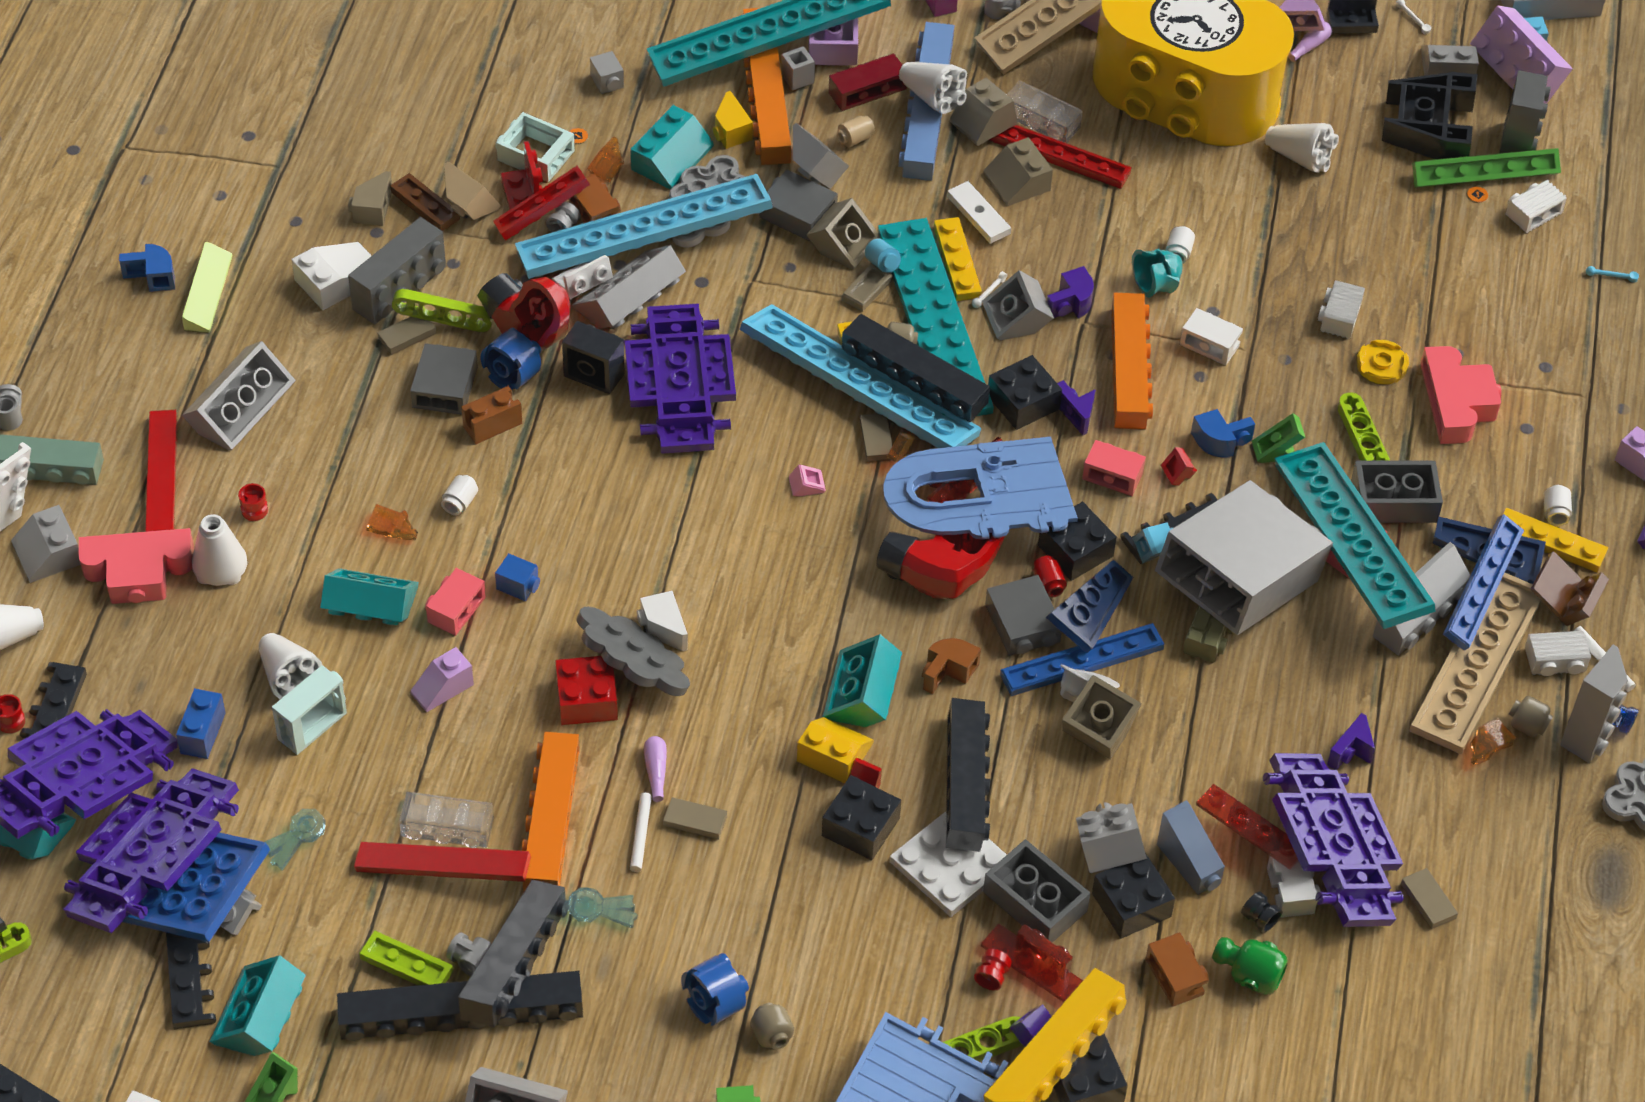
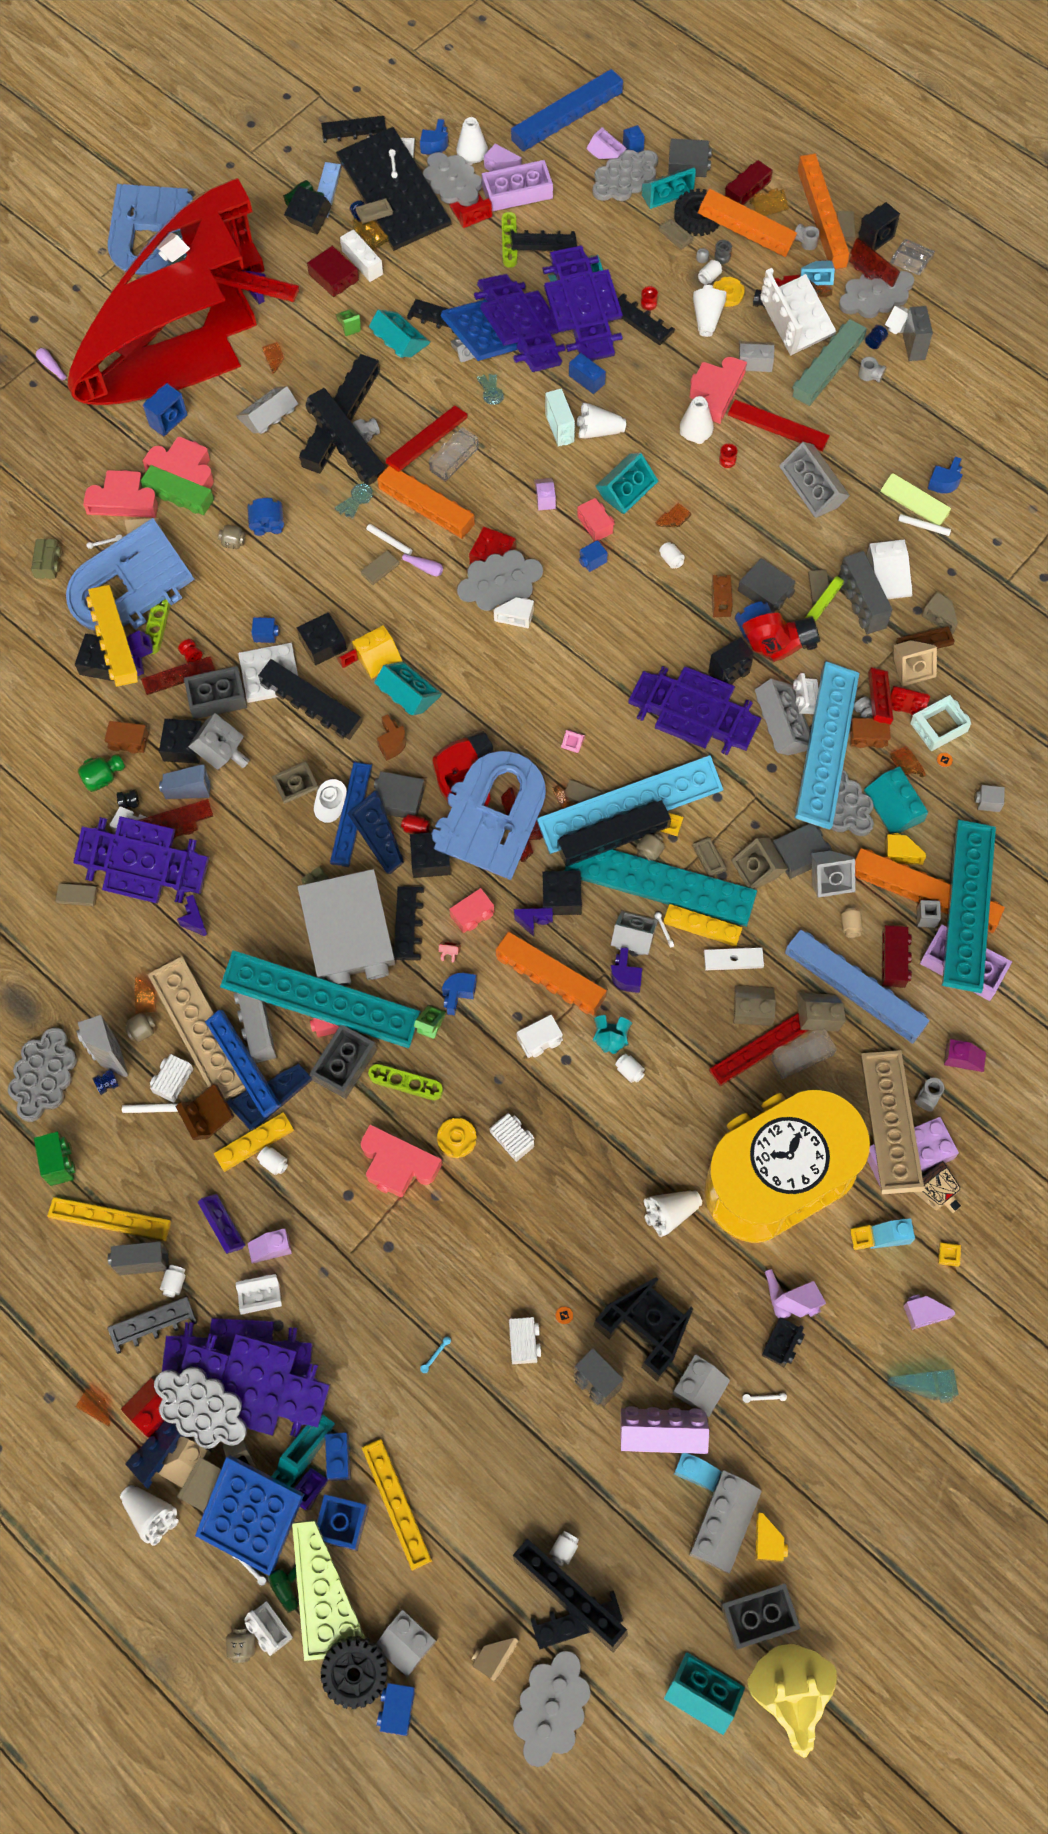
camera: 125 degrees right, 15 degrees up
(239, 264) = (926, 525): none -> white bar
(404, 960) = (382, 403): lime plate -> none
(882, 255) = (724, 873): medium azure brick -> none
(895, 896) = (264, 630): none -> blue brick
(936, 84) = (851, 976): white cone -> none
(1151, 541) = (391, 884): medium azure slope -> none
(1486, 167) = (578, 1332): bright green plate -> none

